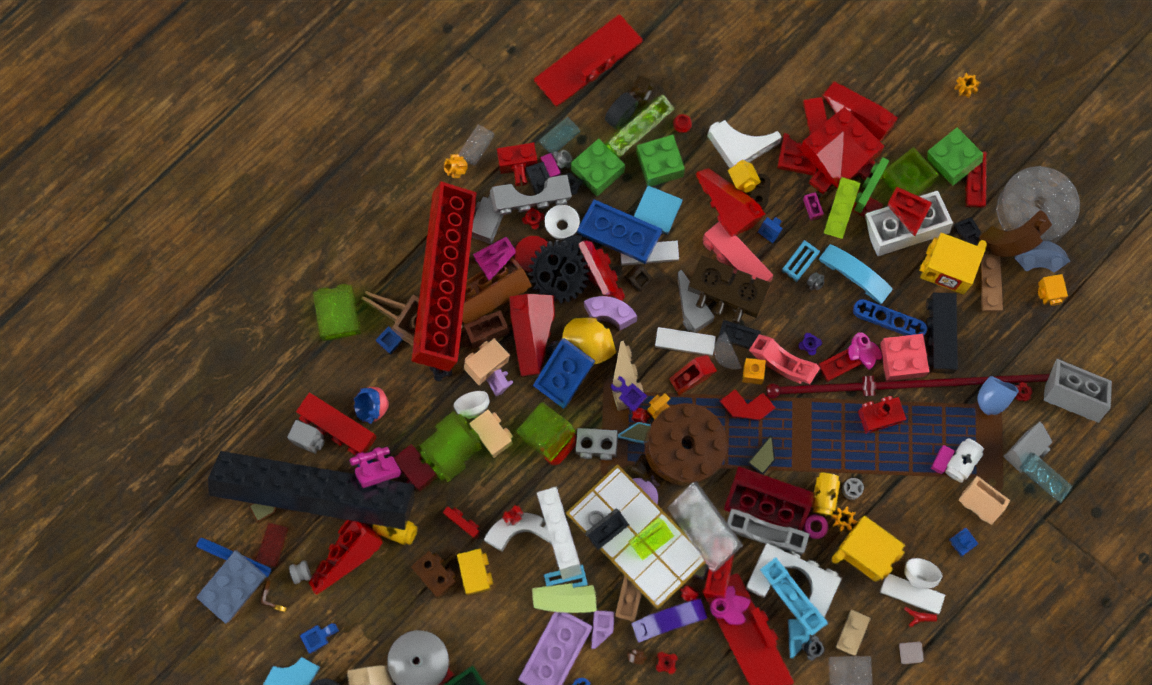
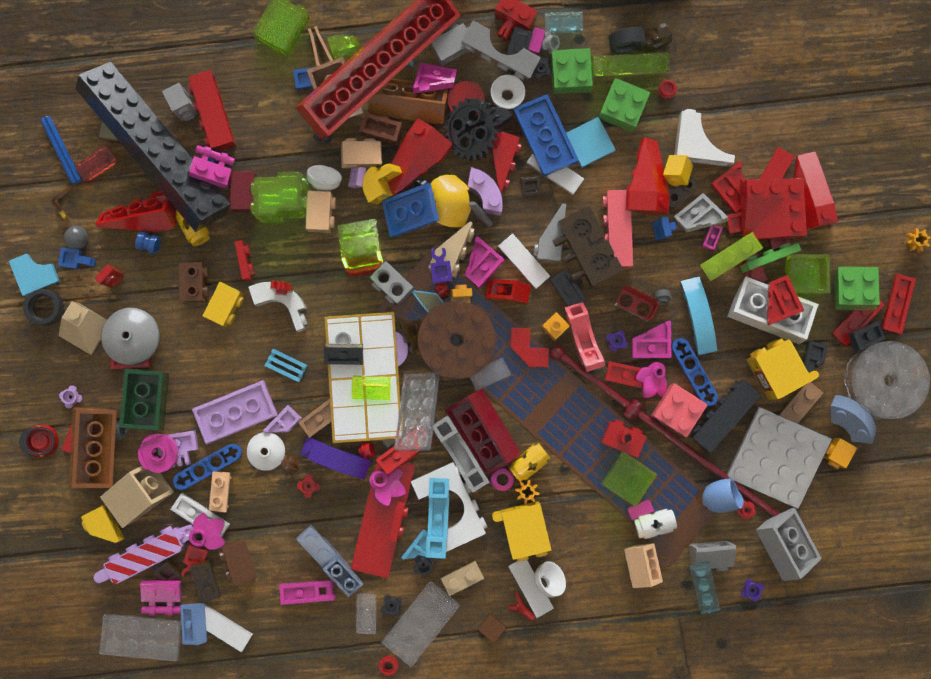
camera: 40 degrees right, 10 degrees up
(231, 586) = (41, 170): sand blue plate -> none
(300, 572) = (98, 200): light grey wheel -> none
(306, 617) = (76, 237): none -> dark grey piece
(362, 625) = (109, 276): none -> red plate
(369, 573) = (147, 242): none -> blue wheel
(371, 404) = (249, 117): blue hair -> none
(399, 288) = (343, 45): none -> clear neon green rock
(516, 374) = (375, 182): none -> yellow brick
(533, 223) = (485, 68): red plate -> none
(559, 533) = (312, 307): white arch -> none
(565, 598) = (272, 379): yellowish green slope -> none
(597, 268) = (501, 150): red tile -> none
(605, 675) = (275, 448): none -> white dish
(621, 331) = (481, 214): none -> dark grey piece
(654, 368) = (482, 263): none -> dark pink wing
(725, 353) = (546, 295): clear tile -> none
(735, 451) = (490, 374): none -> clear plate
(763, 457) = (508, 396): olive tile -> none
(789, 196) = (700, 214): none -> light grey wing
(791, 273) = (649, 275): medium azure tile -> none
(806, 292) = (644, 299): none -> red piece
(839, 322) = (653, 343): none -> dark pink wing
(855, 486) = (556, 474): light grey wheel -> none
(913, 442) = (628, 479): none -> clear neon green brick
(963, 542) = (602, 581): blue tile -> none
(994, 185) = (866, 336): none -> black plate
(995, 143) = (898, 304): none -> red plate
(1010, 331) = (778, 457): none -> light grey plate
(1019, 240) = (844, 395): reddish brown arch -> none
(1085, 445) = (755, 595): none -> dark purple plate

